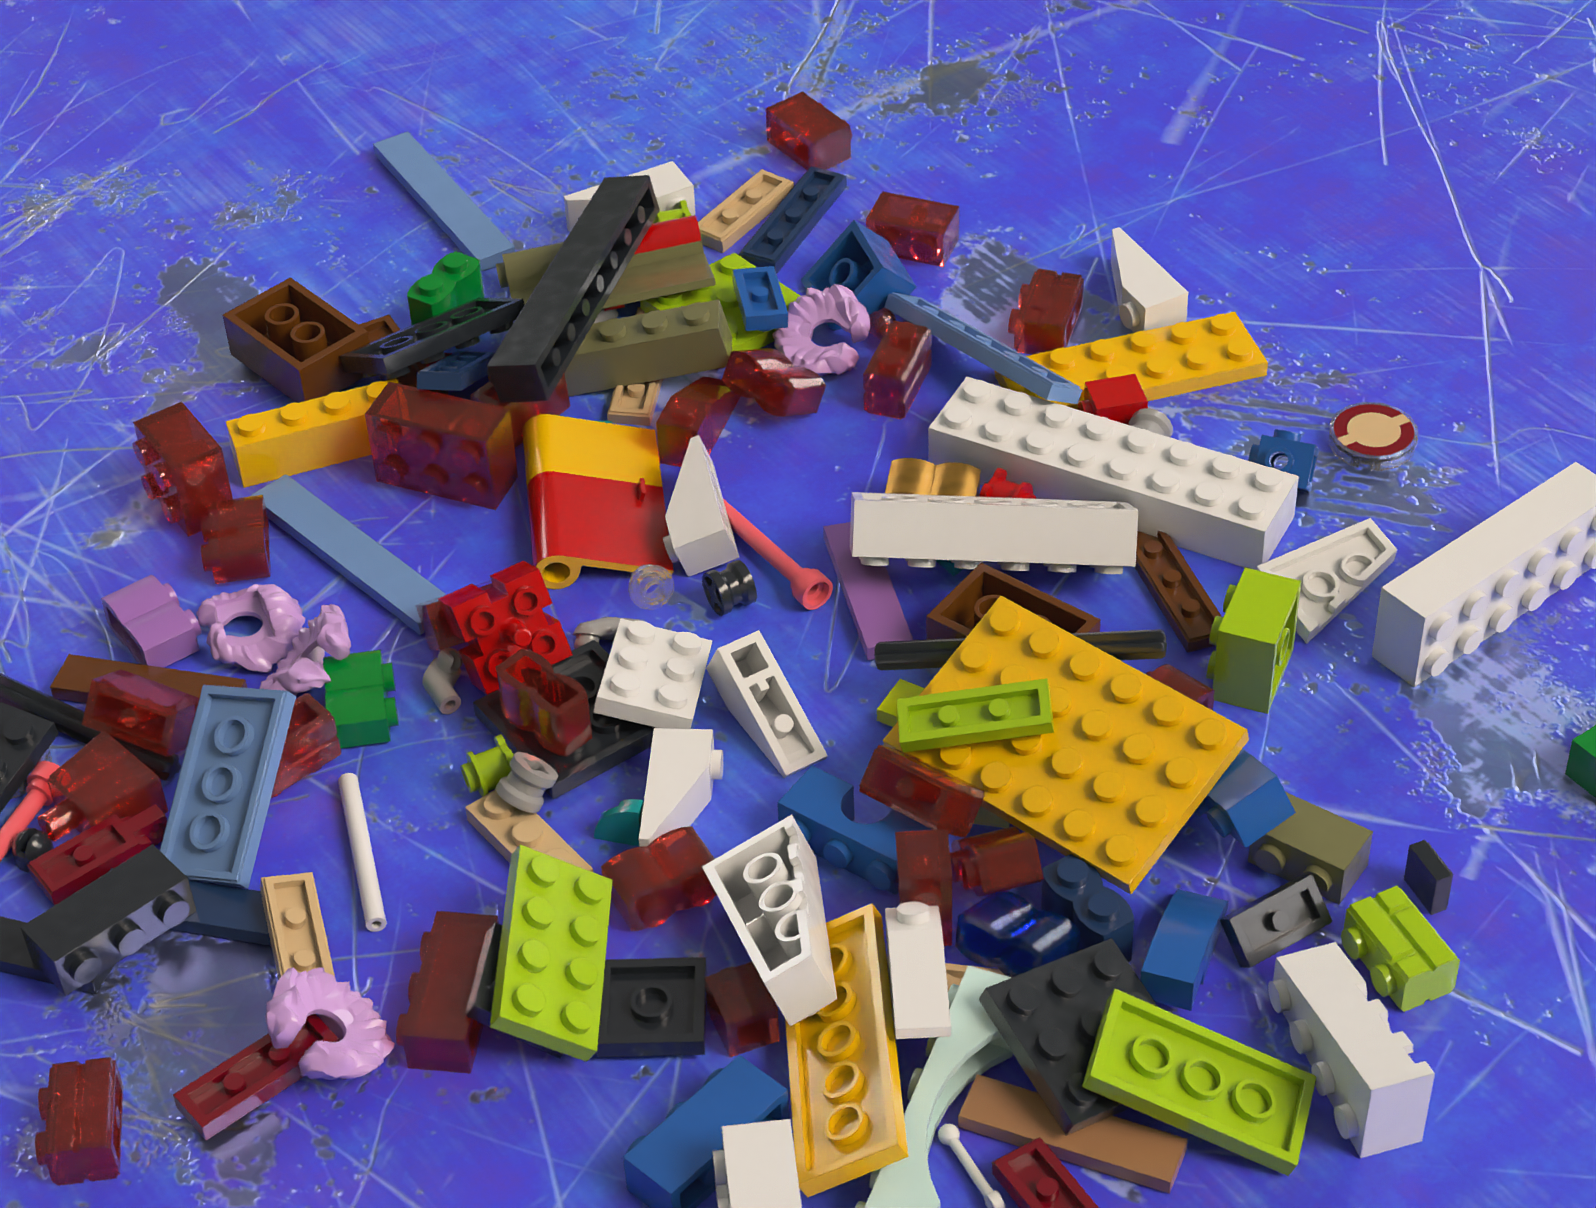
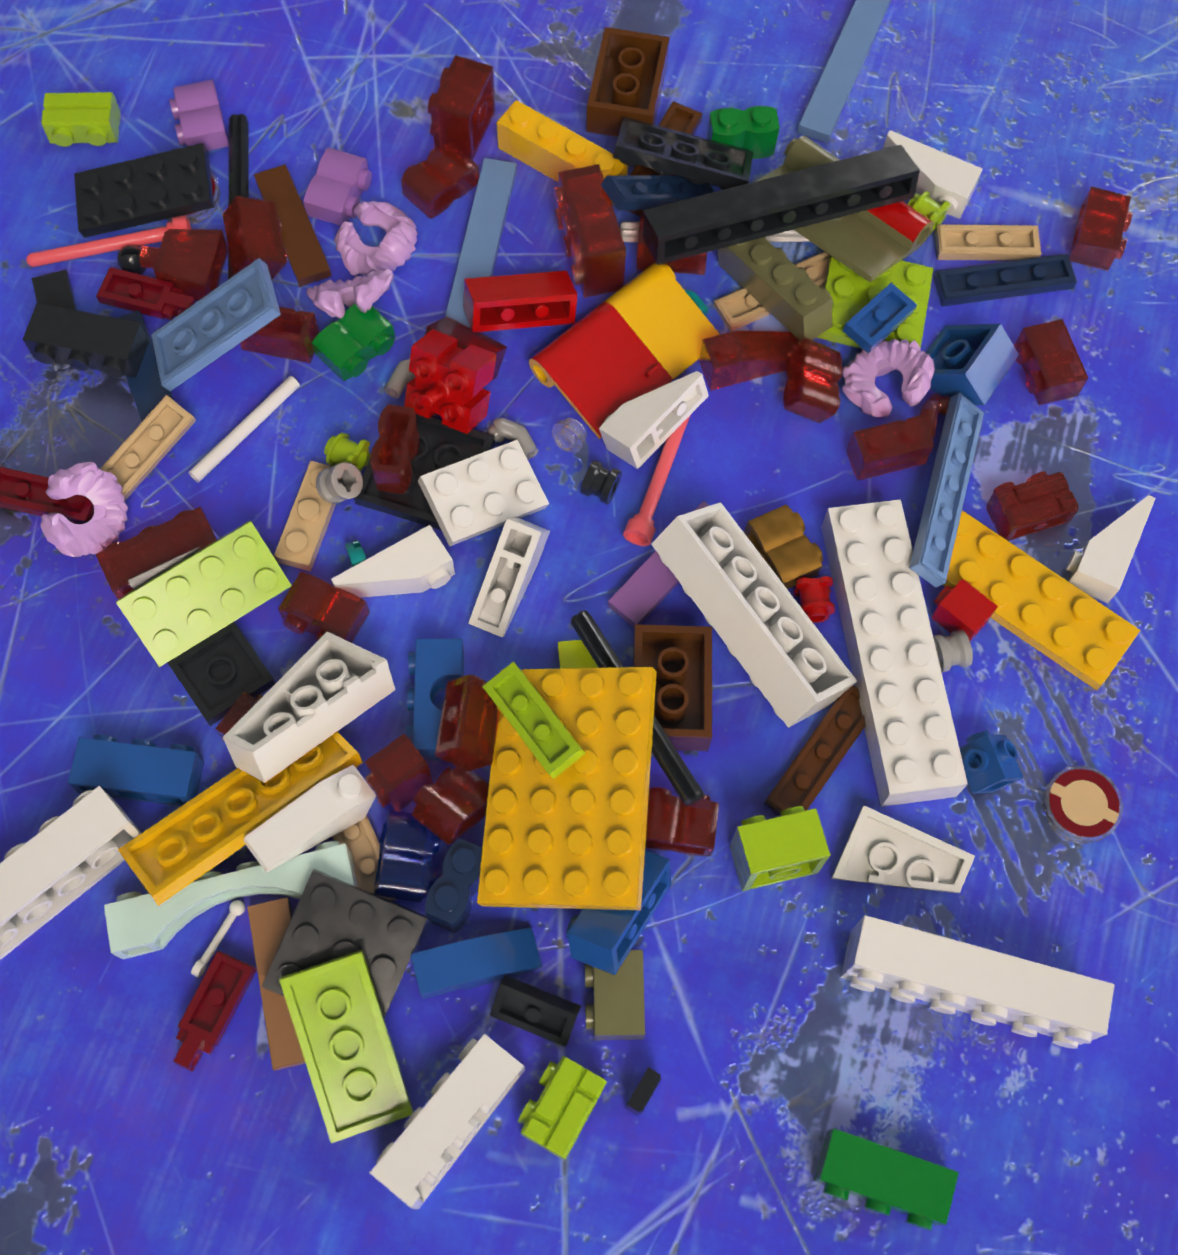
camera: 50 degrees right, 25 degrees up
(462, 538) = (519, 301): none -> red brick

